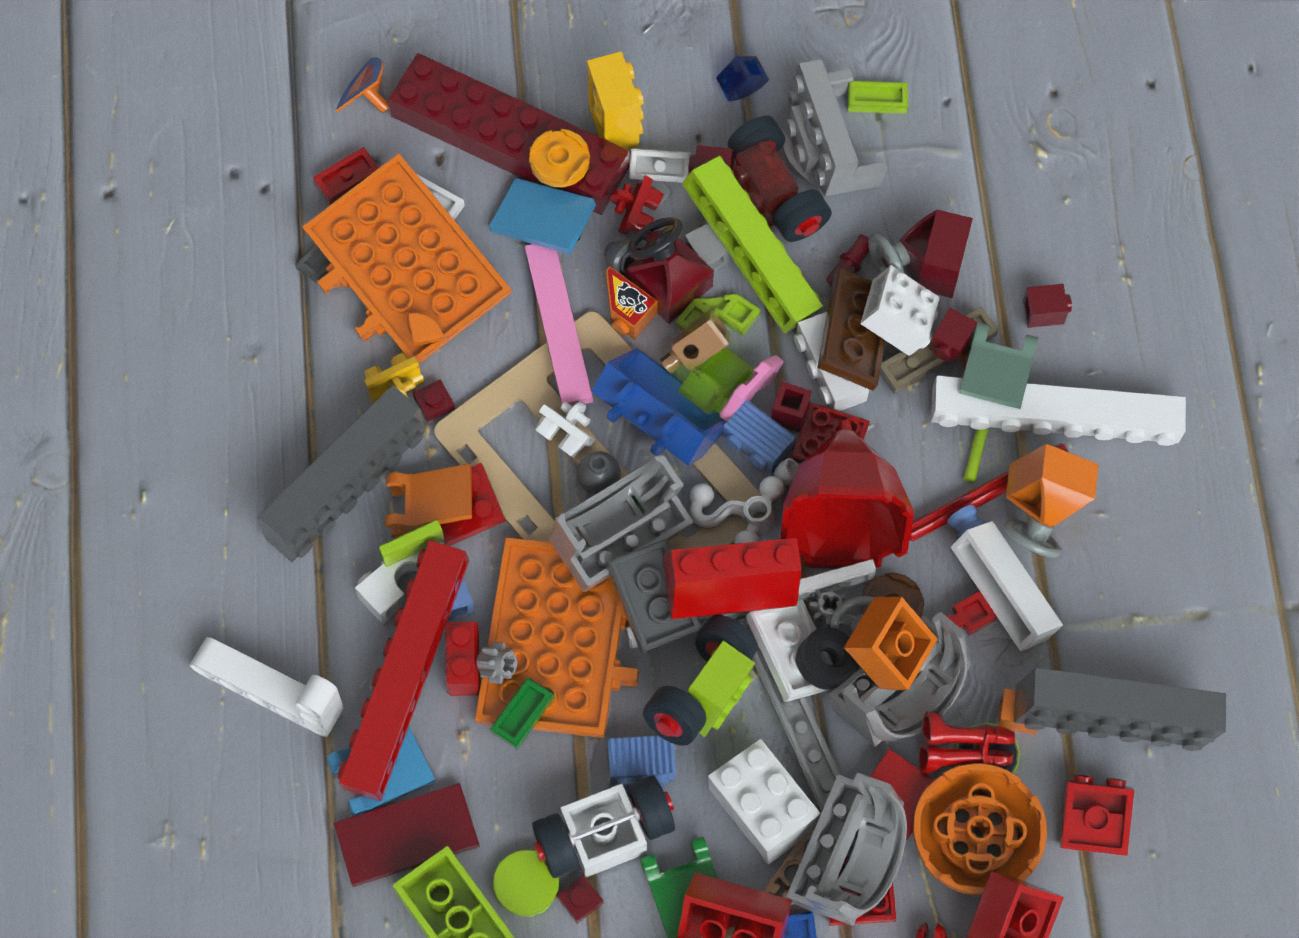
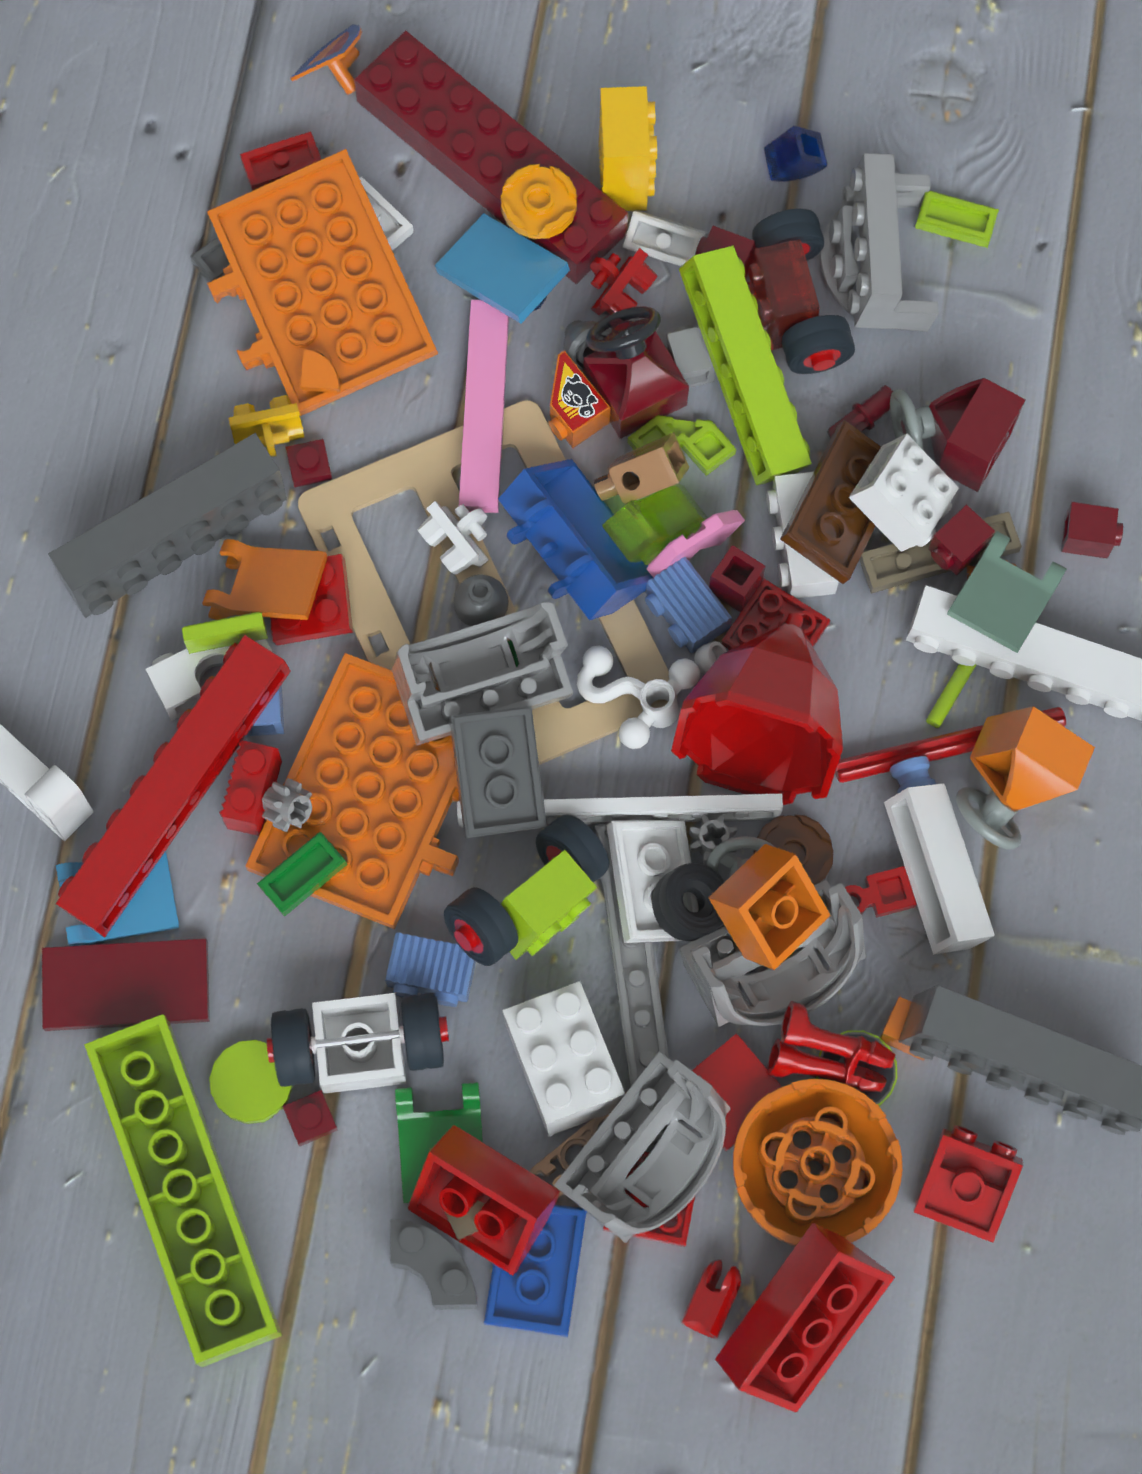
camera: 15 degrees right, 5 degrees up
(732, 578) = (599, 775): red slope -> none

